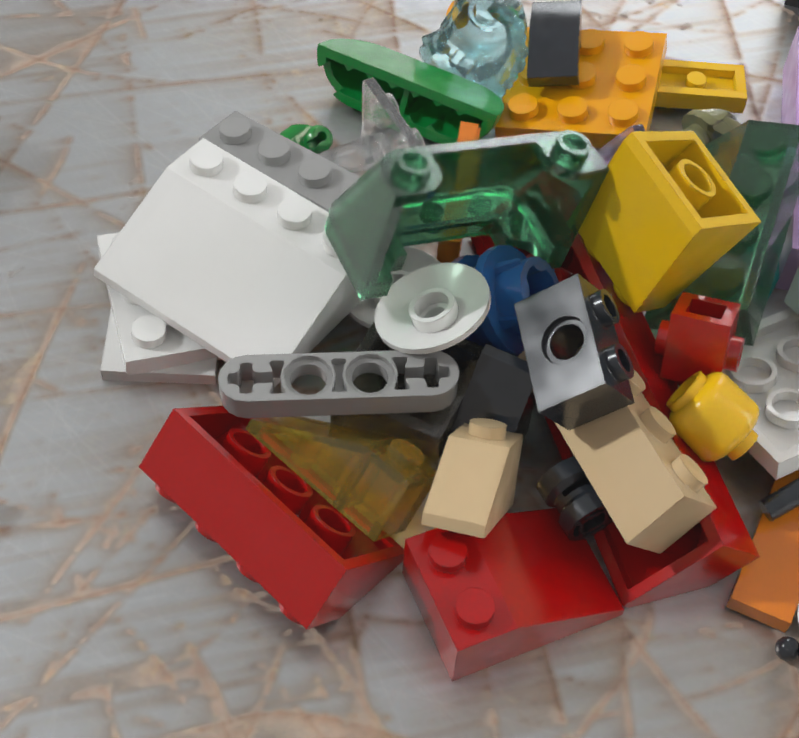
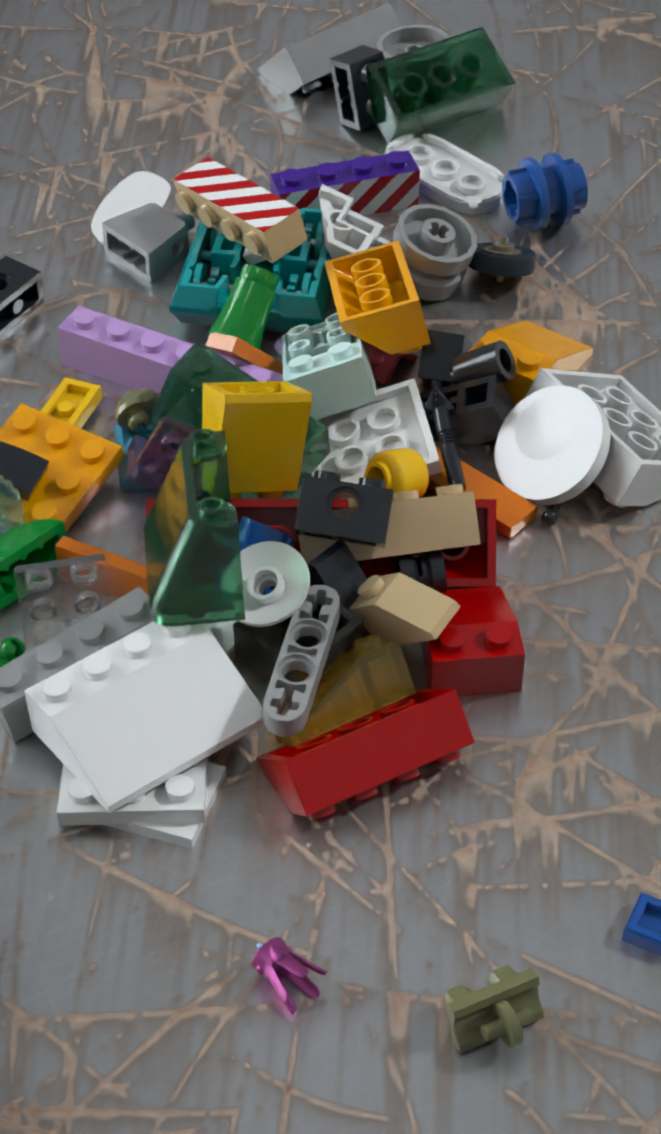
camera: 70 degrees left, 10 degrees down
(699, 338) = (337, 453): red brick -> none

